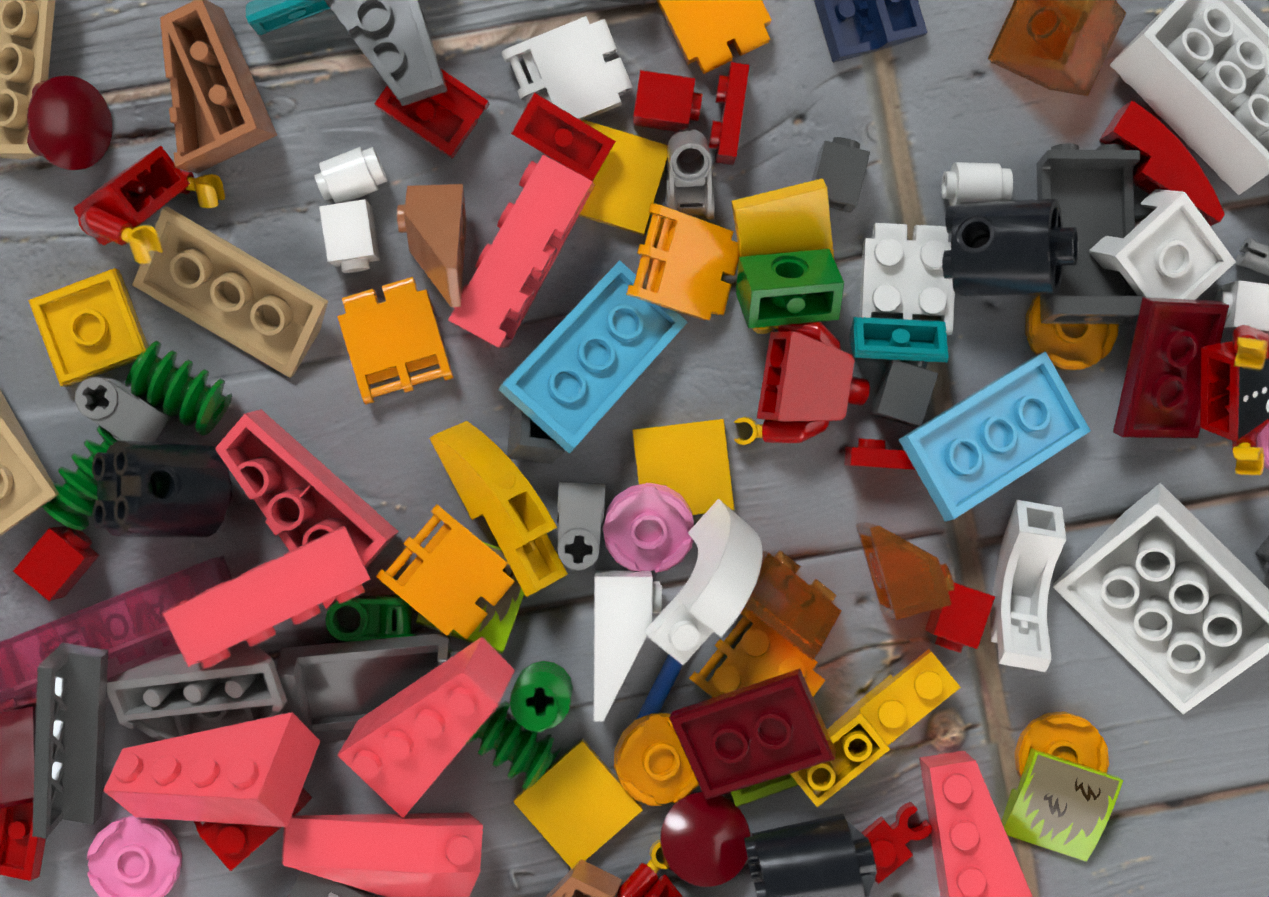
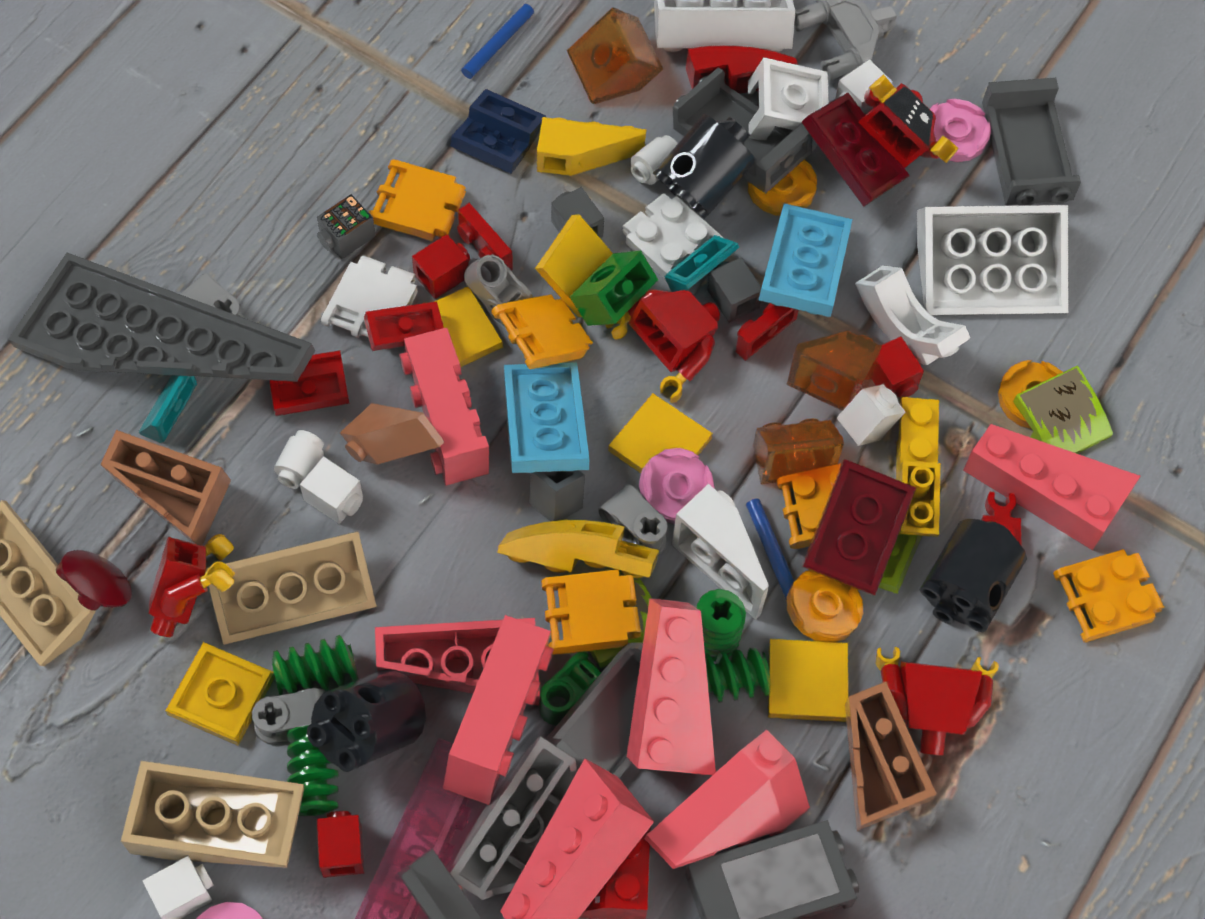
camera: 50 degrees left, 25 degrees down
(393, 338) = (417, 524): light orange plate -> none
(704, 840) = (900, 621): dark red dish -> none
(717, 587) = (752, 460): white arch -> none
(886, 640) = (871, 414): none -> white brick
(919, 99) = (578, 146): none -> yellow slope

